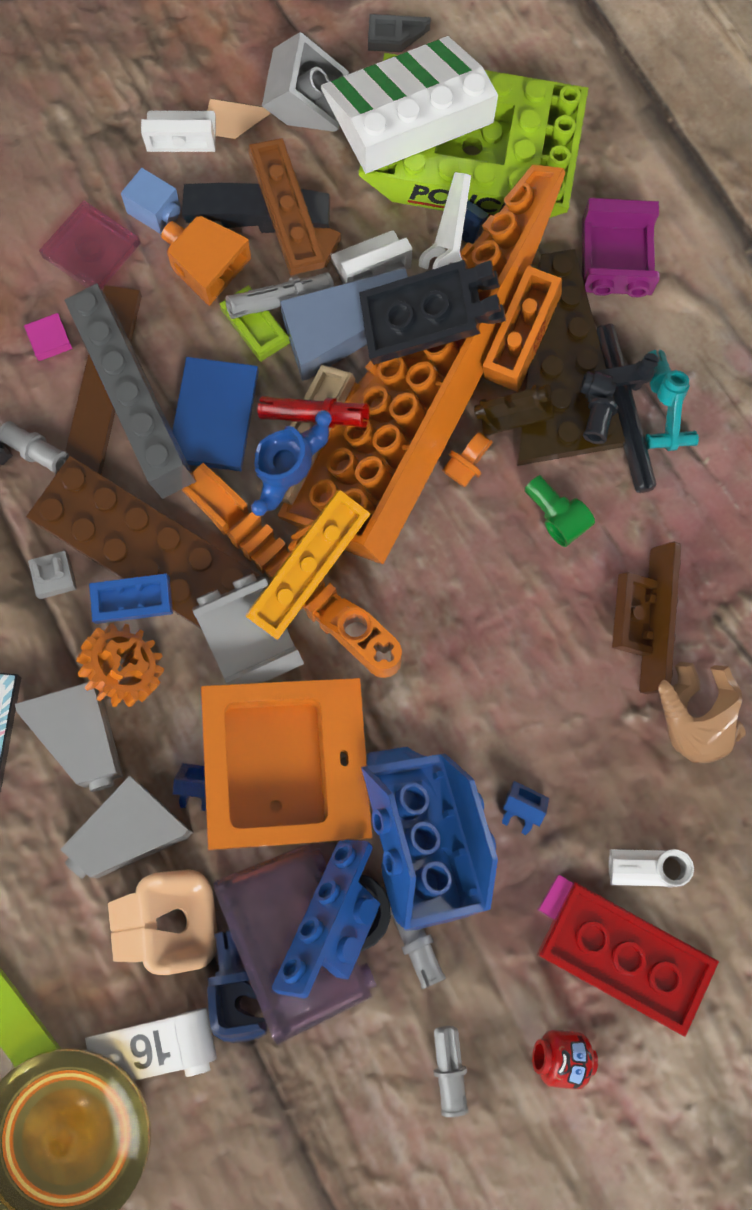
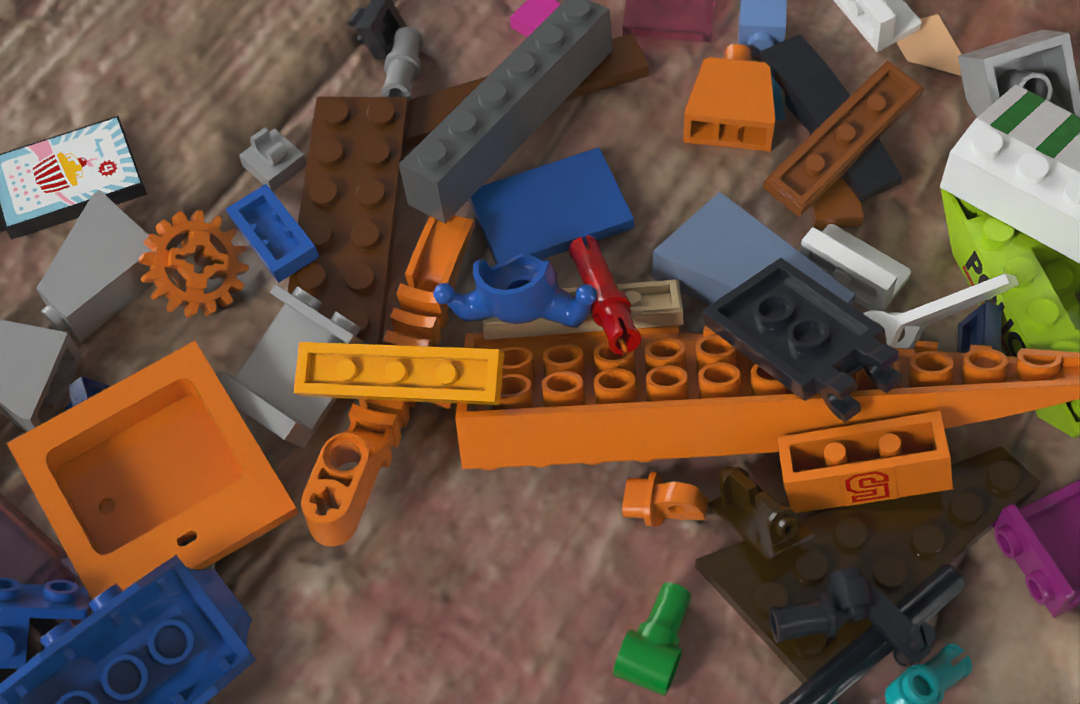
camera: 70 degrees right, 15 degrees down
(258, 331) = (688, 188): lime tile -> none
(270, 296) = (717, 178): light grey pin -> none

